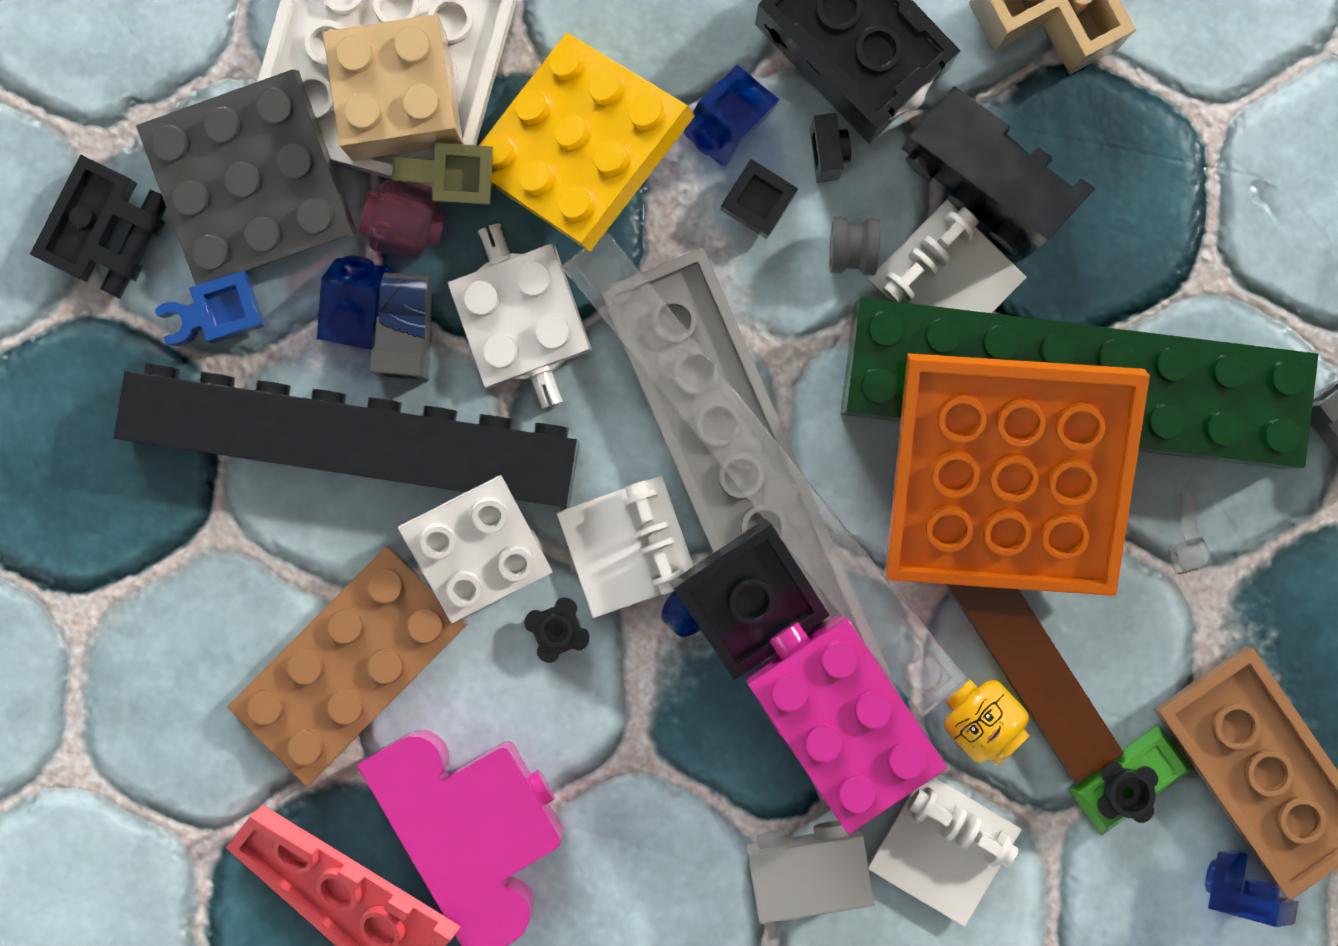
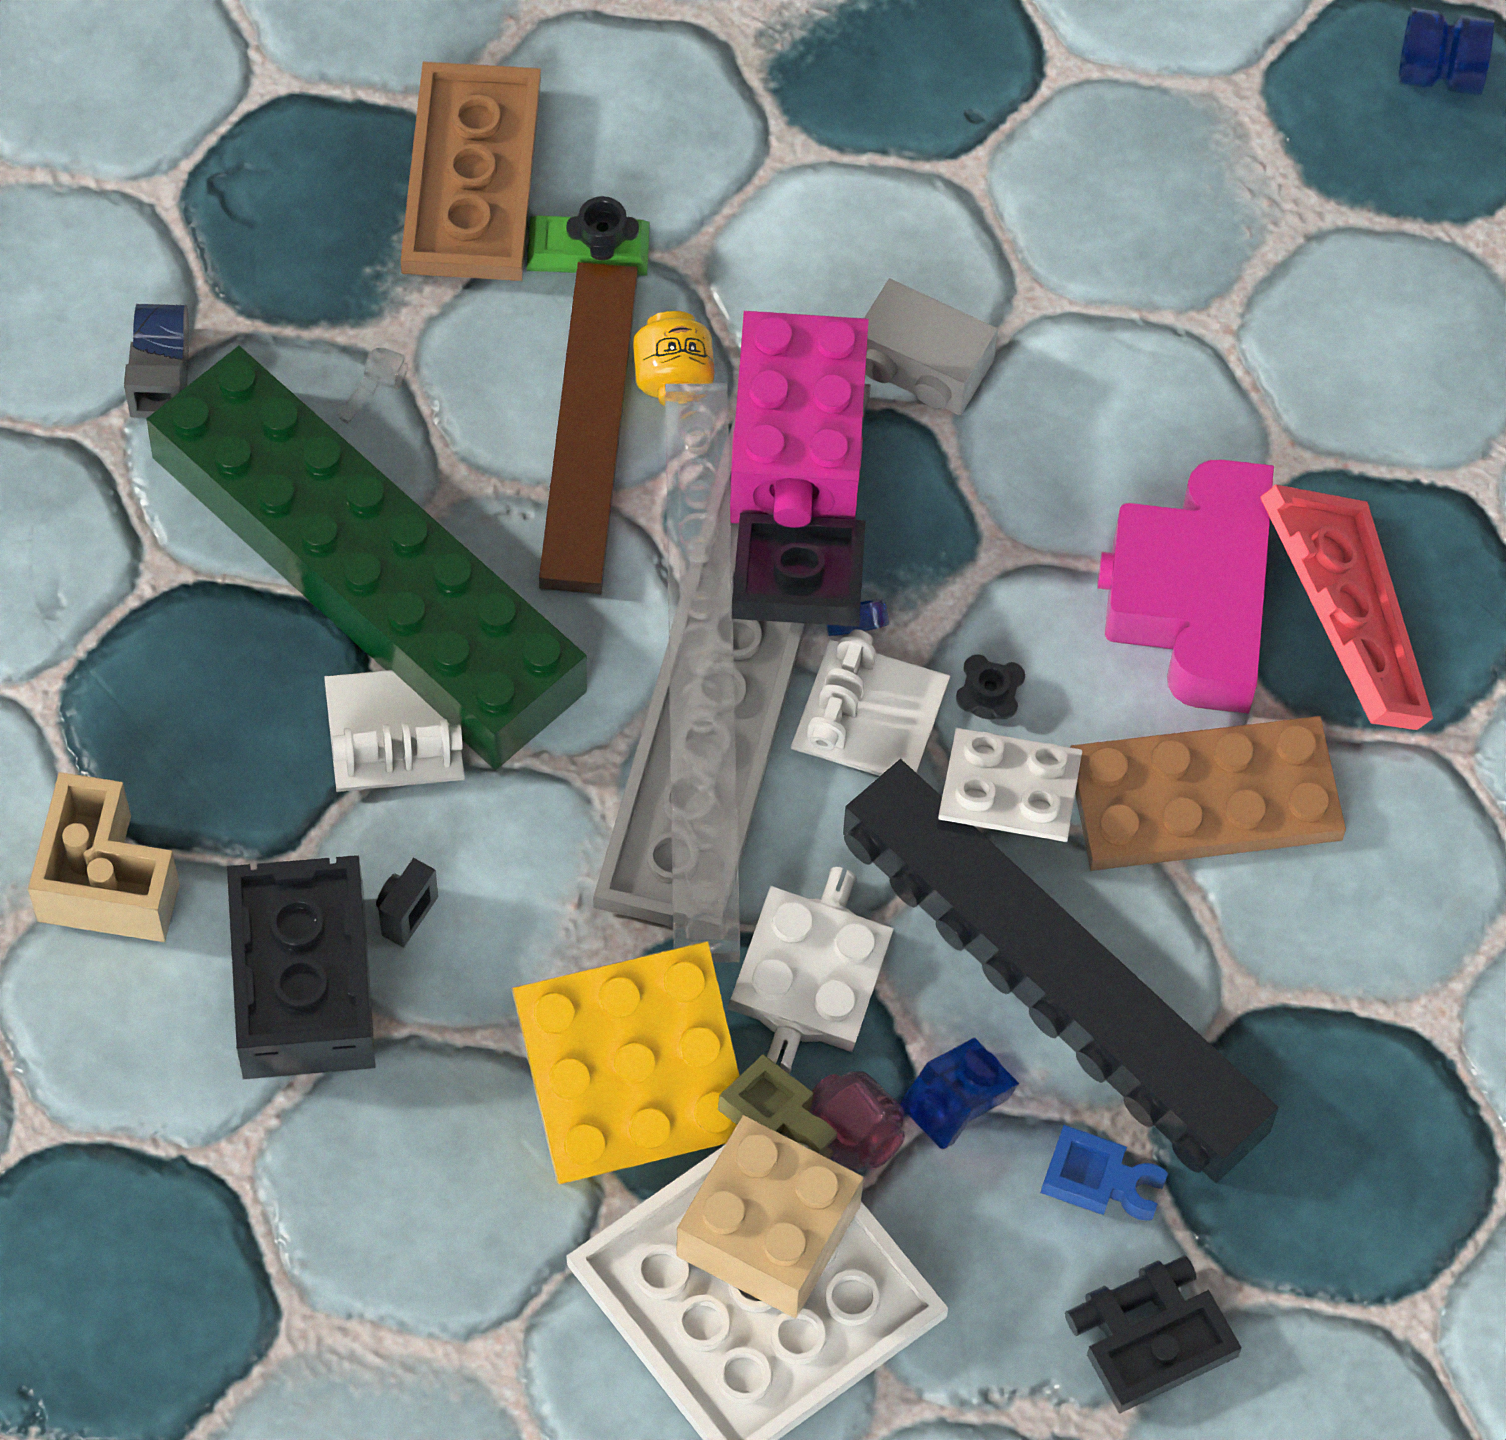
camera: 145 degrees left, 25 degrees down
(247, 177) = (974, 1262): dark grey plate -> none
(403, 327) = (931, 1025): leg -> none
(729, 115) = (467, 996): clear blue bracket -> none
(759, 199) = (506, 907): black plate -> none
(854, 246) = (456, 803): dark grey wheel -> none
(945, 849) = (787, 279): white hinge -> none
(992, 174) = (279, 755): black wedge -> none
(1014, 473) = (489, 501): orange plate -> none
(1254, 901) = (575, 87): clear blue bracket -> none

